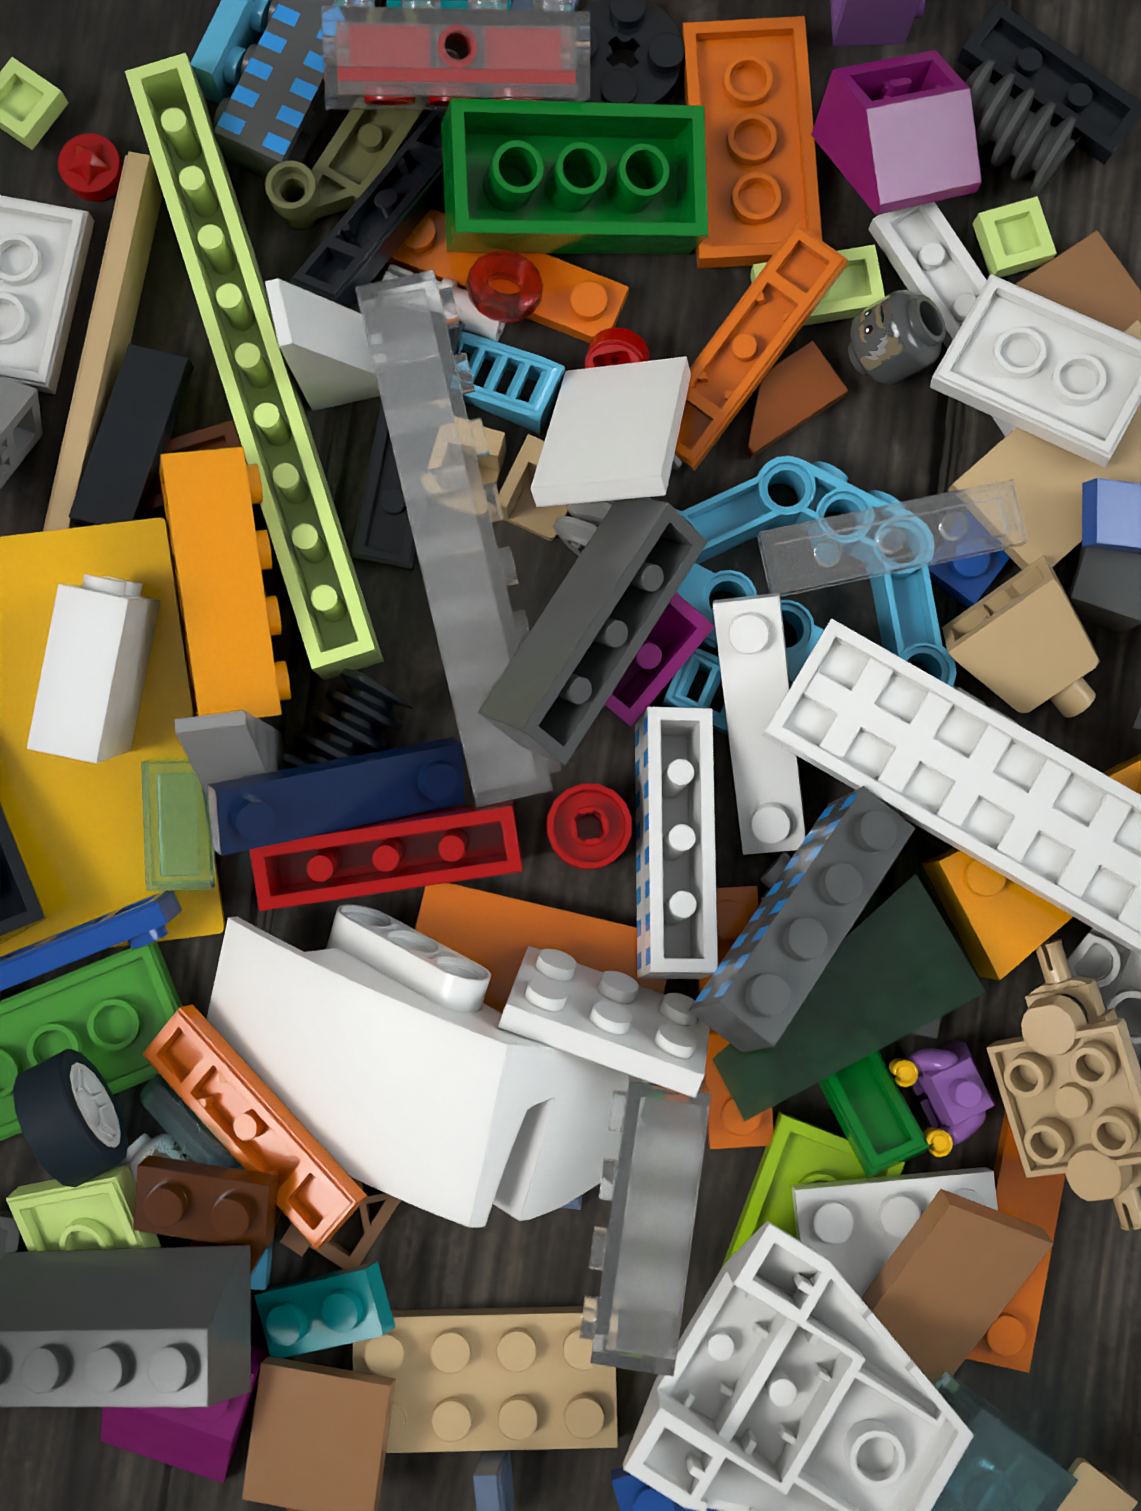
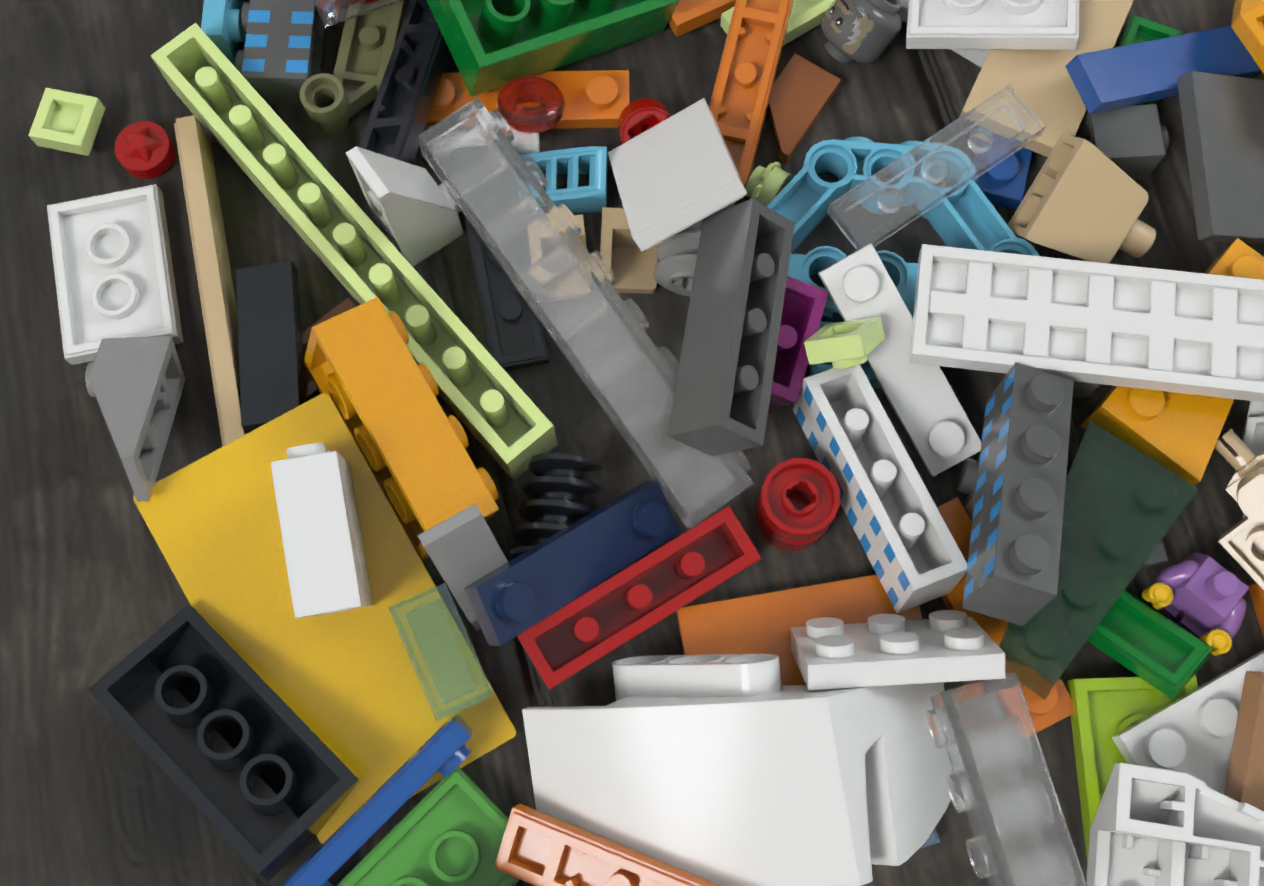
camera: 20 degrees left, 10 degrees down
(704, 687) = (845, 342): none -> yellowish green plate
(715, 475) = (767, 182): none -> yellowish green plate

